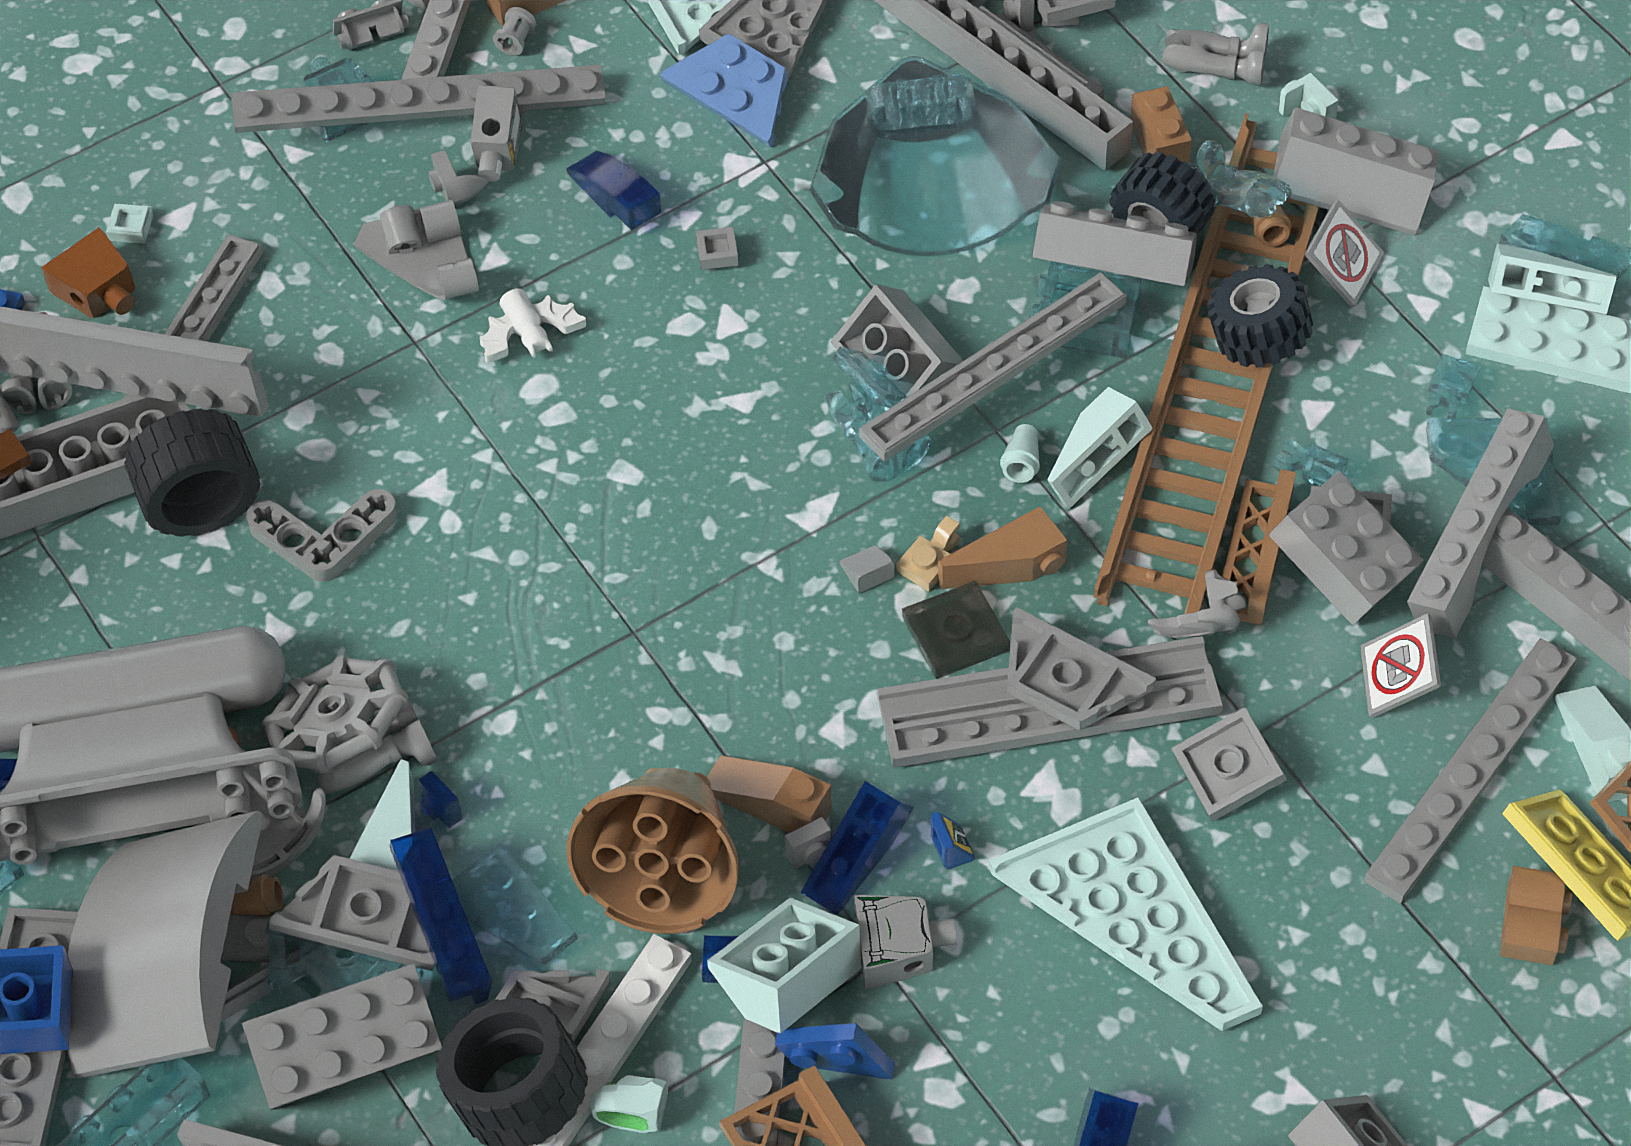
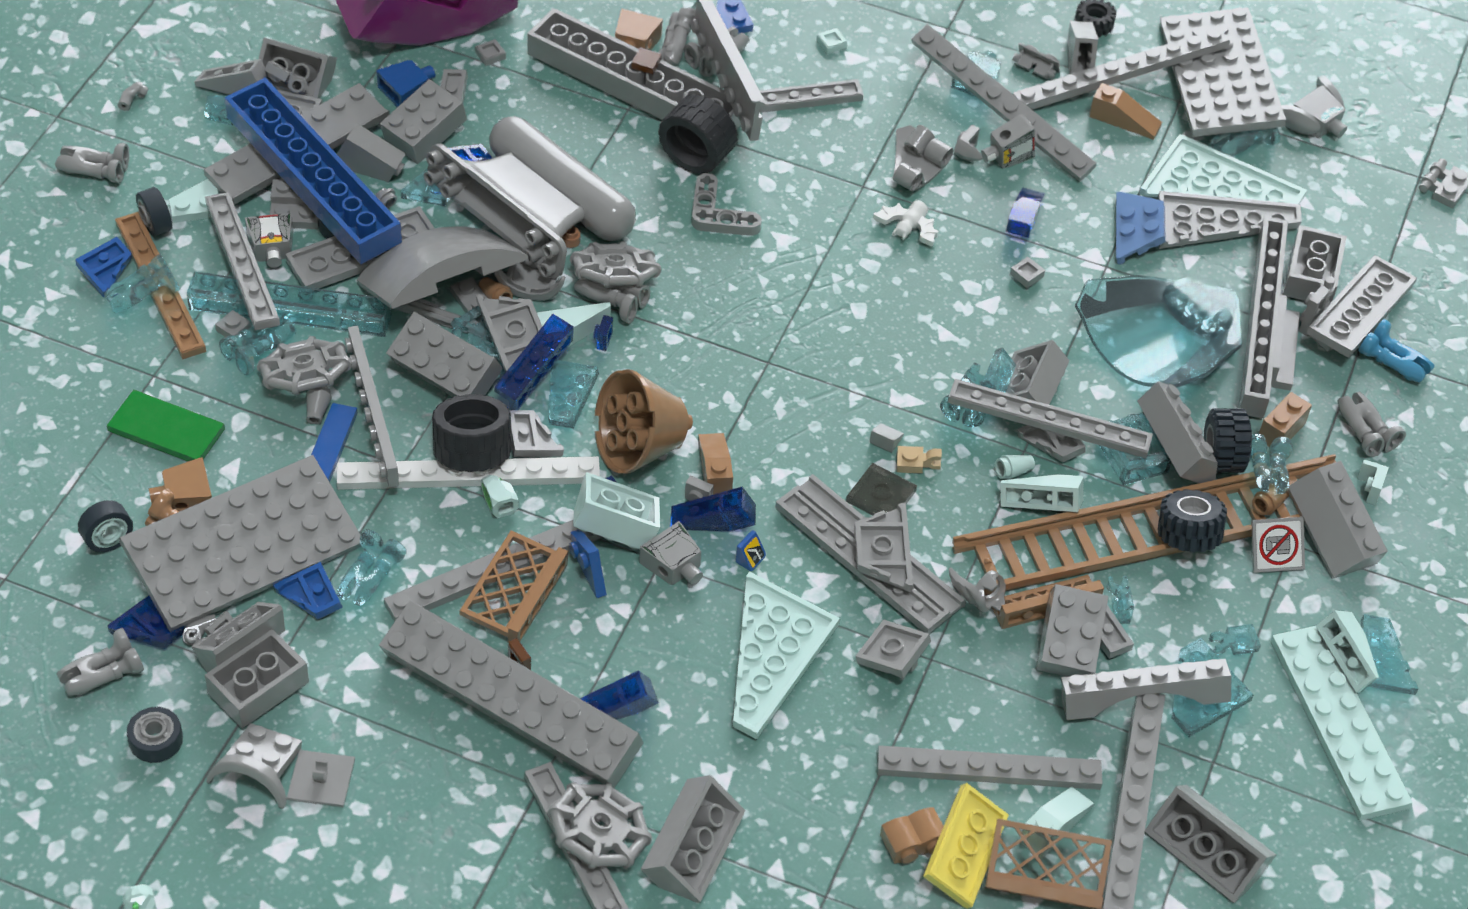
camera: 50 degrees right, 5 degrees down
(91, 276) = (786, 42): dark orange torso -> none
(514, 31) = (1086, 119): light grey bush -> none
(1007, 555) = (946, 491): medium nougat slope -> none
(1022, 390) = (1052, 443): none -> light grey wing
(1400, 665) = (1021, 698): piece -> none

